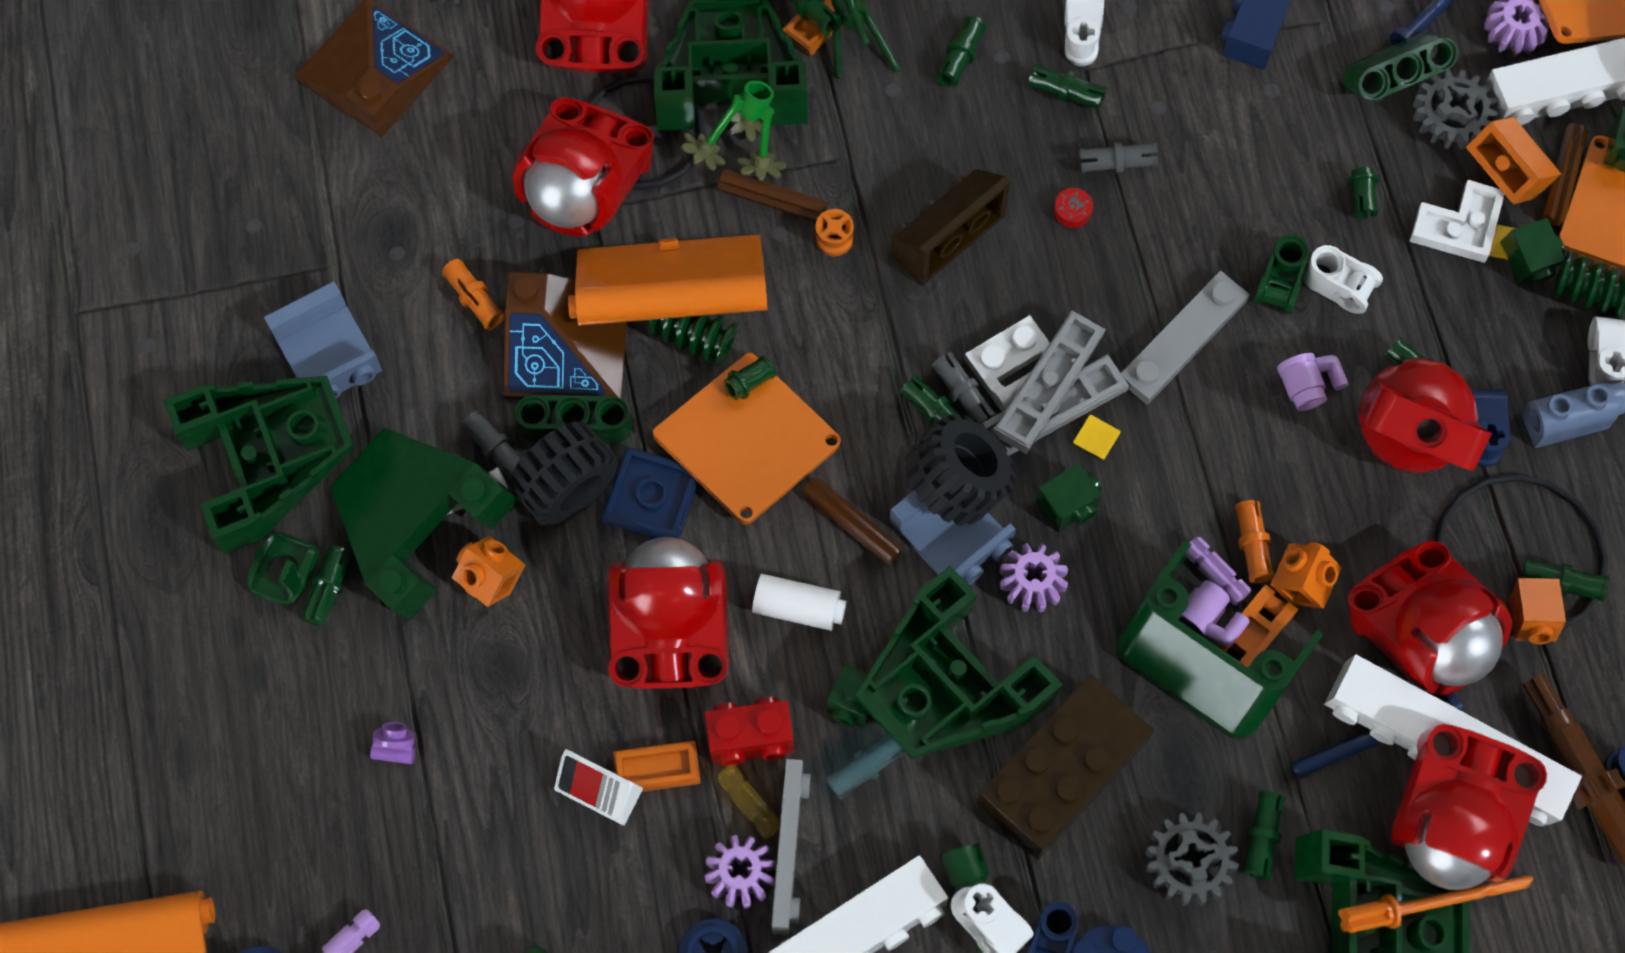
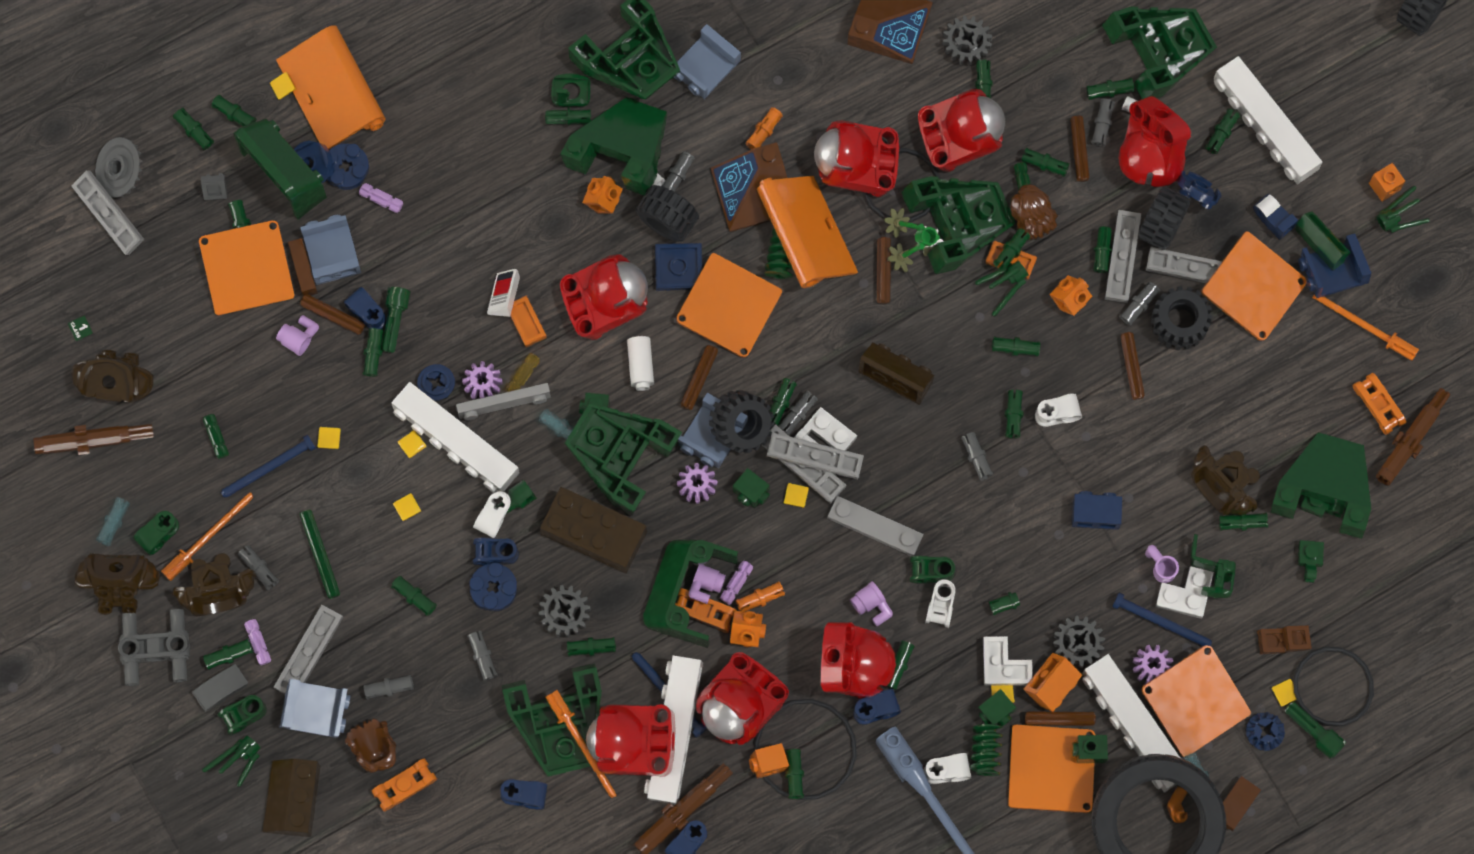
camera: 70 degrees right, 5 degrees up
(393, 743) = (494, 183): medium lavender plate -> none
(558, 408) = (702, 199): dark green beam -> none
(749, 731) = (562, 368): red brick -> none
(750, 377) = (762, 293): dark green pin -> none
(834, 223) = (871, 306): orange wheel -> none
(1073, 207) = (936, 440): red tile -> none
(1416, 67) = (1083, 598): dark green beam -> none

